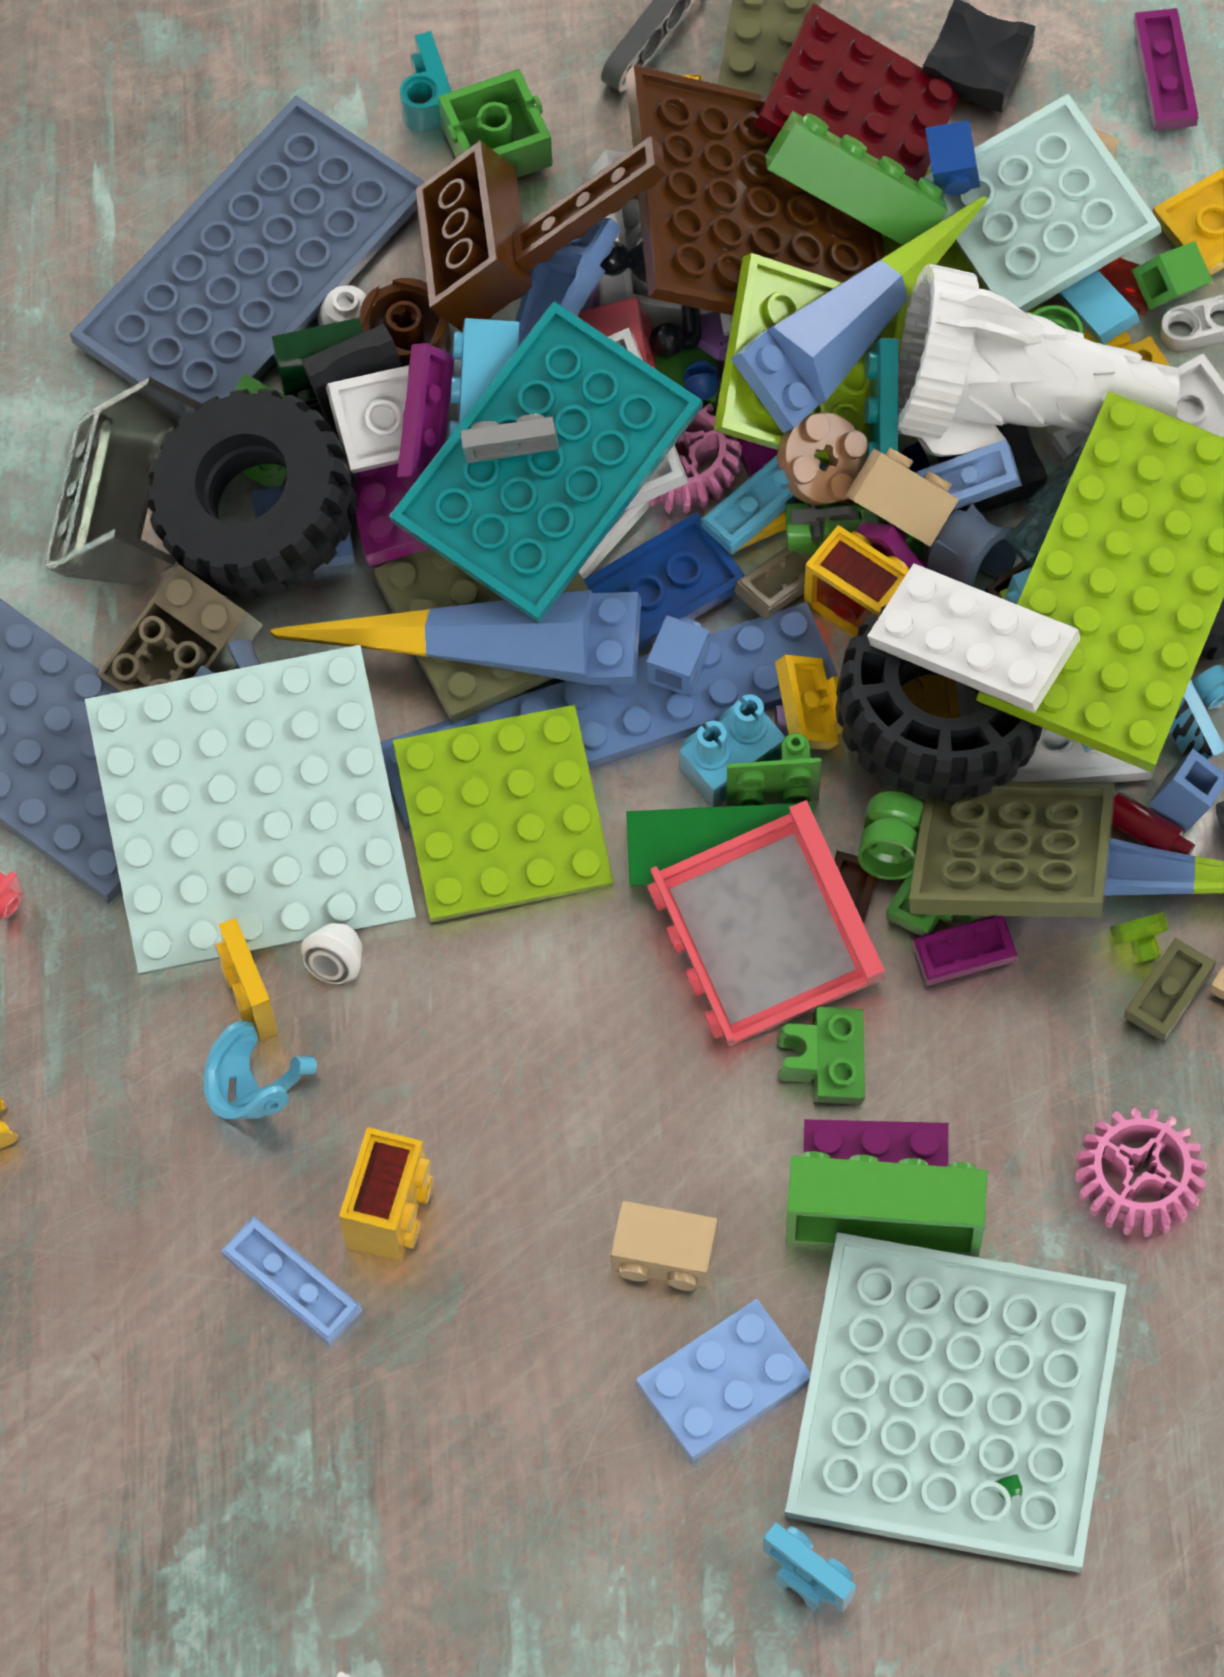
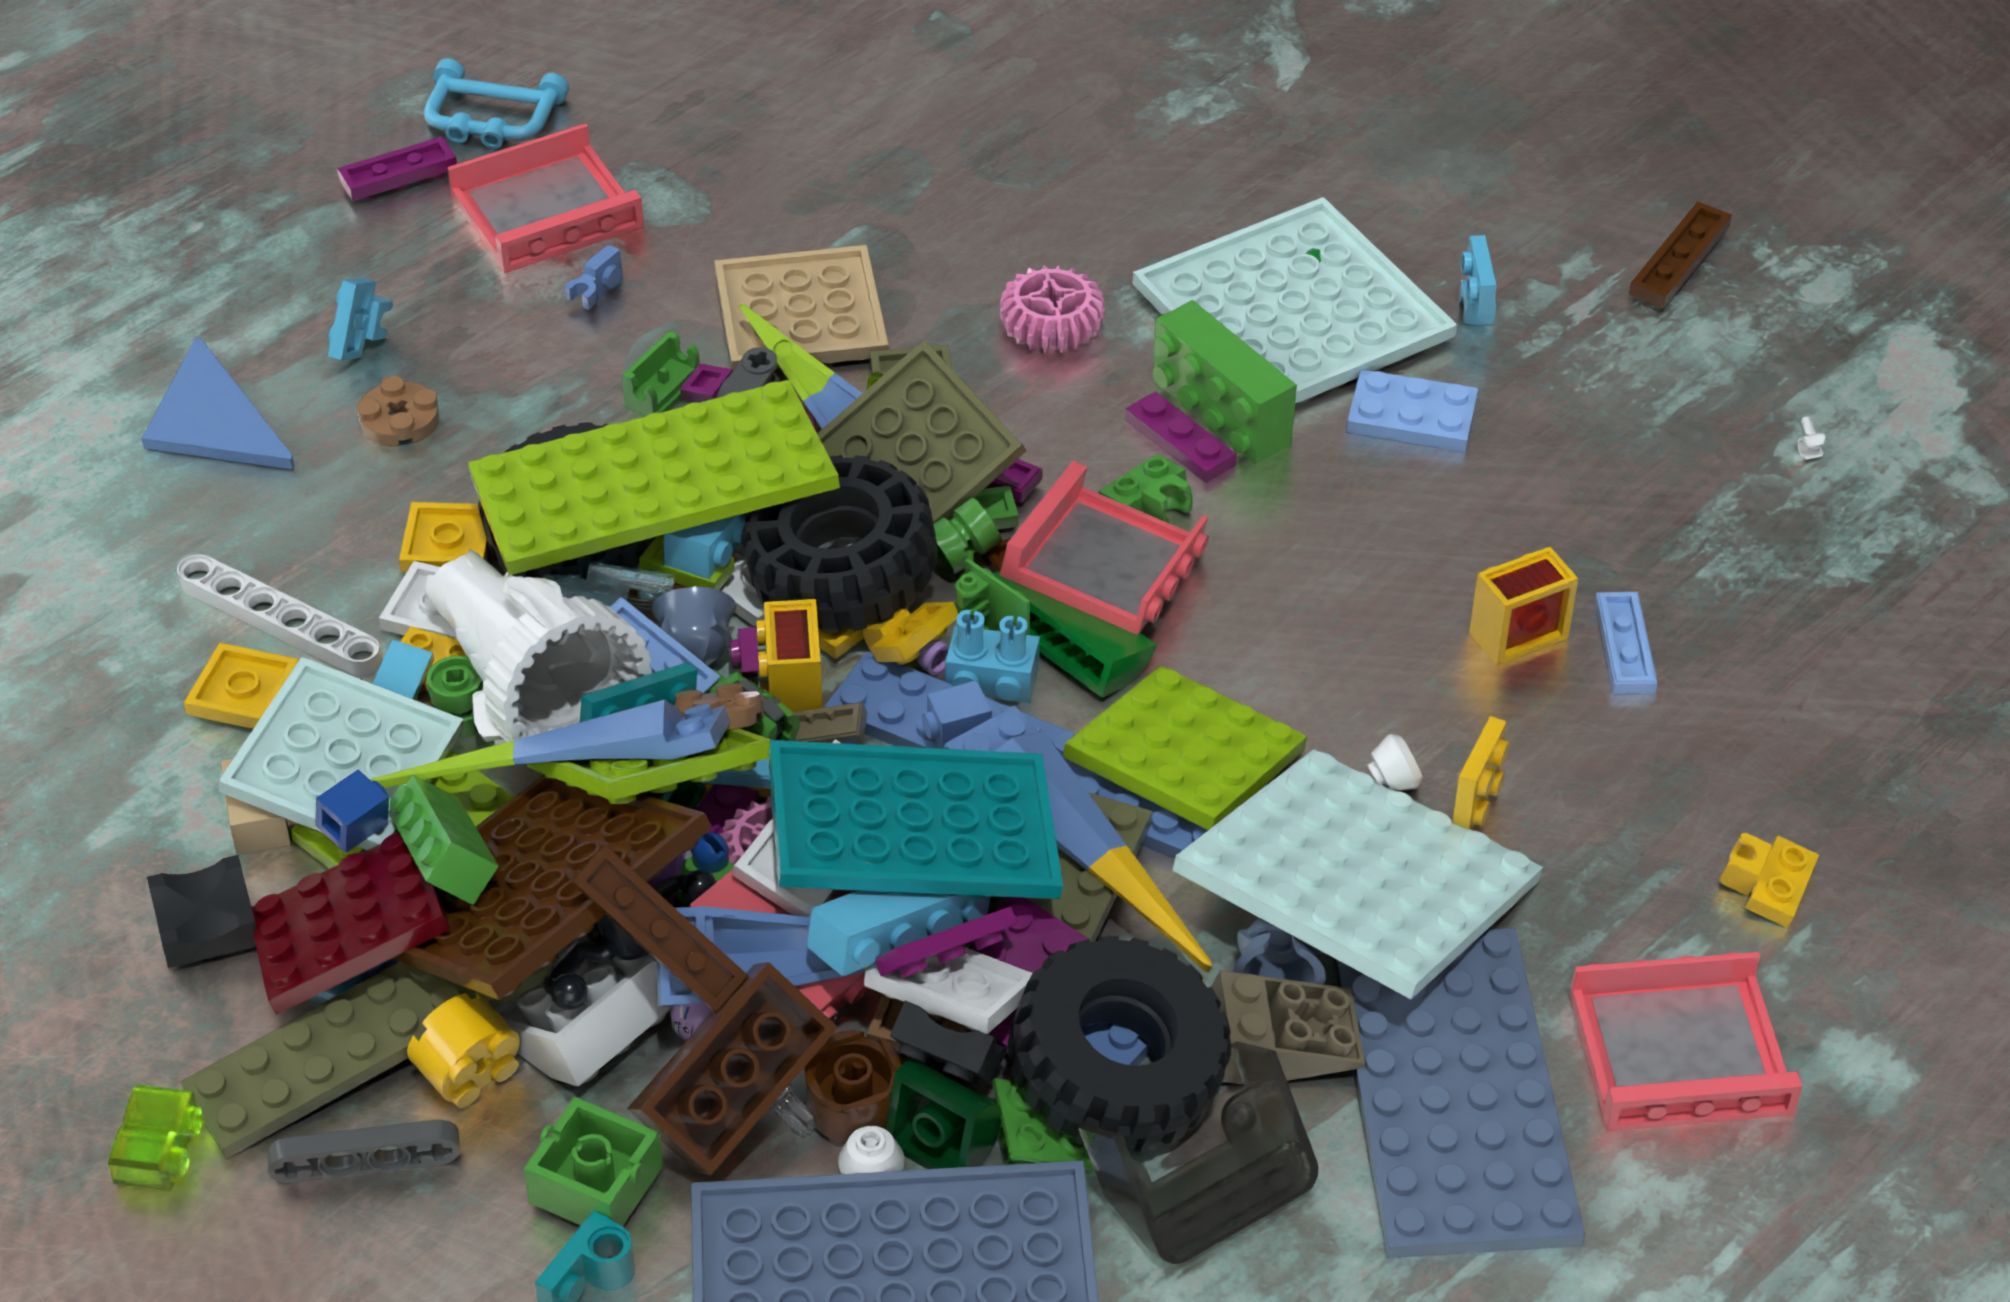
camera: 135 degrees left, 20 degrees down
(231, 1060) = (1556, 712): medium azure helmet -> none
(493, 441) = (932, 820): light grey plate -> none
(663, 1245) = (1371, 477): tan brick -> none
(902, 496) = (707, 641): tan brick -> none
(974, 637) = (801, 494): white plate -> none
(1165, 69) = (107, 799): magenta plate -> none
(1172, 275) = (332, 651): bright green brick -> none

